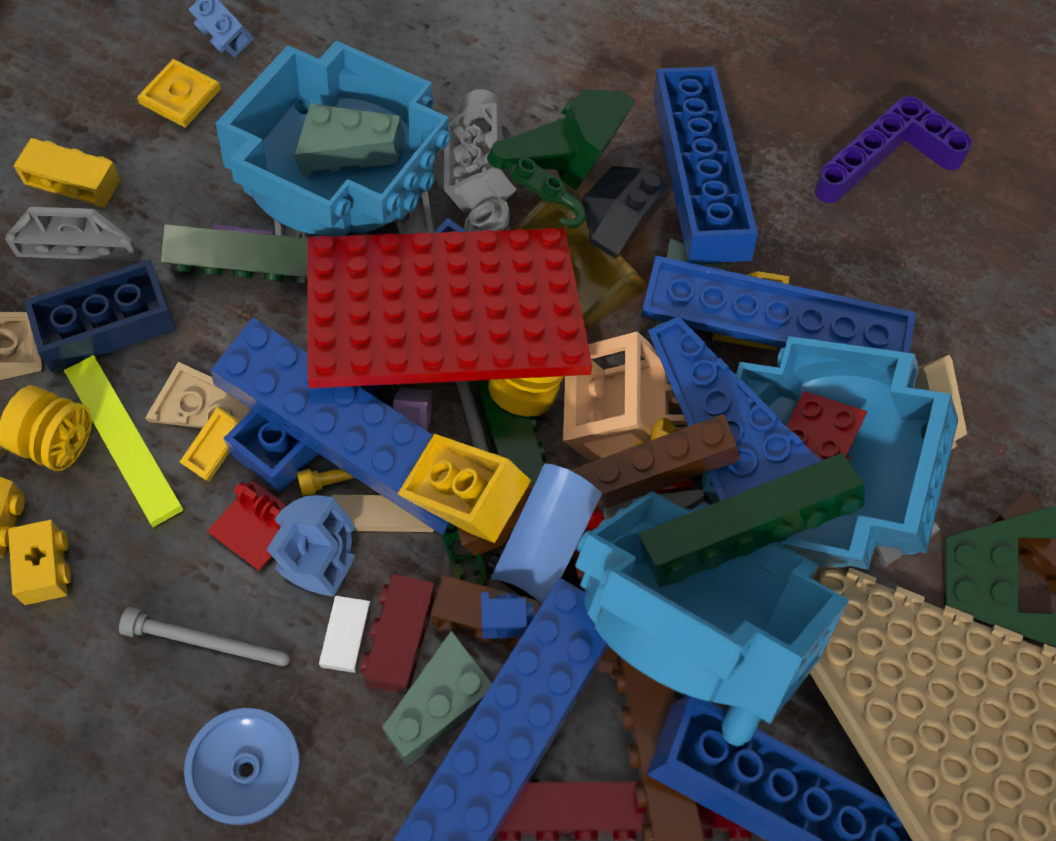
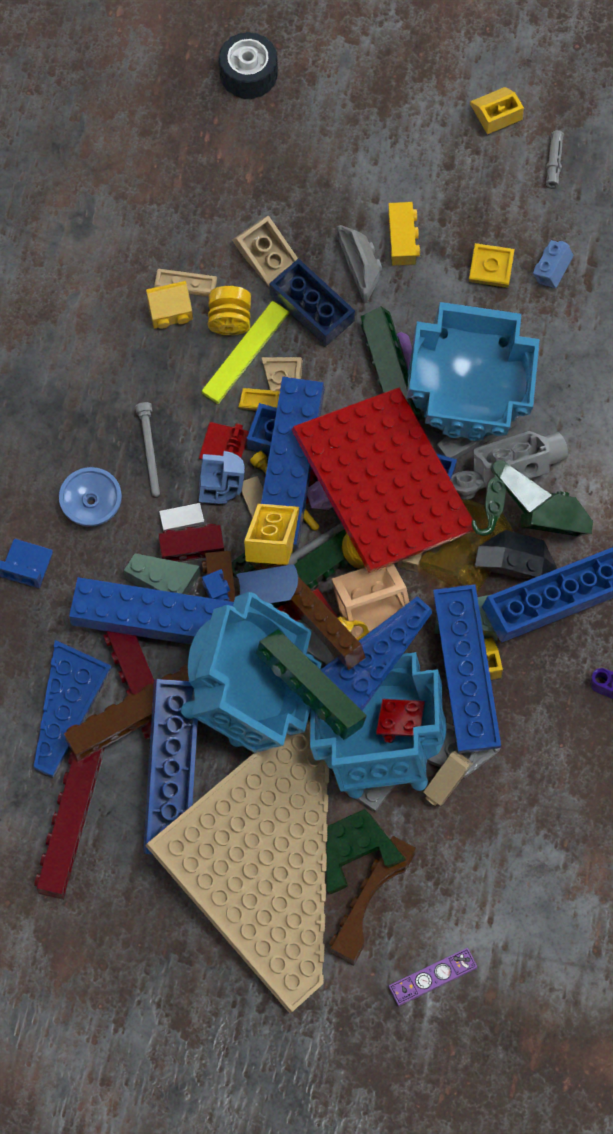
camera: 70 degrees right, 5 degrees up
(38, 562) = (156, 347): yellow brick -> none
(348, 138) = (483, 377): sand green wedge -> none

